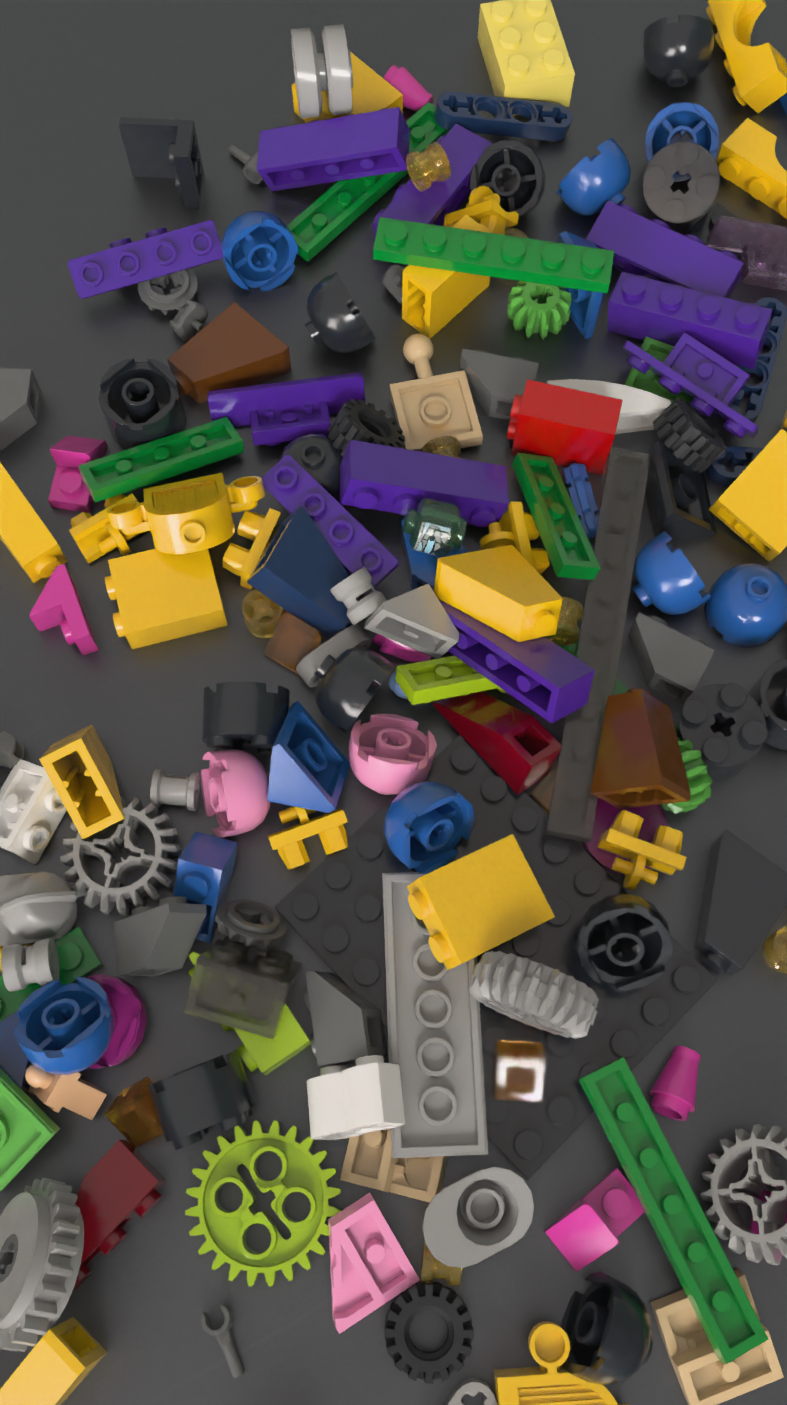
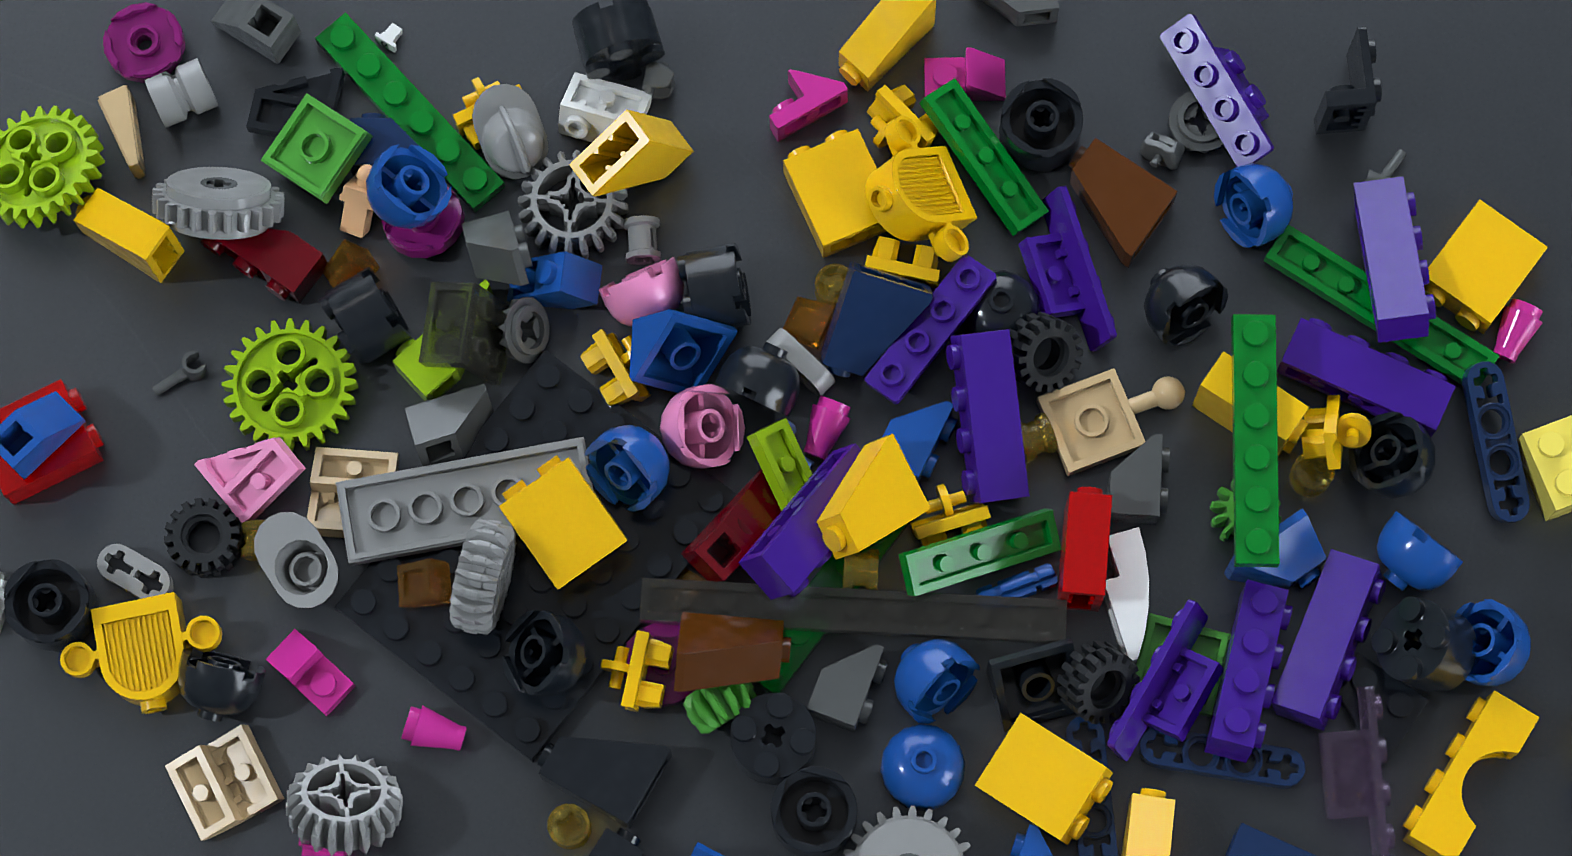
camera: 85 degrees right, 5 degrees up
(29, 964) = (458, 147): light grey wheel -> none
(322, 71) = (1469, 224): light grey wheel -> none
(352, 588) = (854, 362): light grey wheel -> none
(355, 1099) = (380, 443): white brick -> none
(415, 621) = (835, 427): light grey slope -> none
(428, 166) = (1373, 360): clear yellow wheel -> none
(435, 527) = (935, 430): clear green head -> none
(674, 1211) = (324, 723): green plate -> none

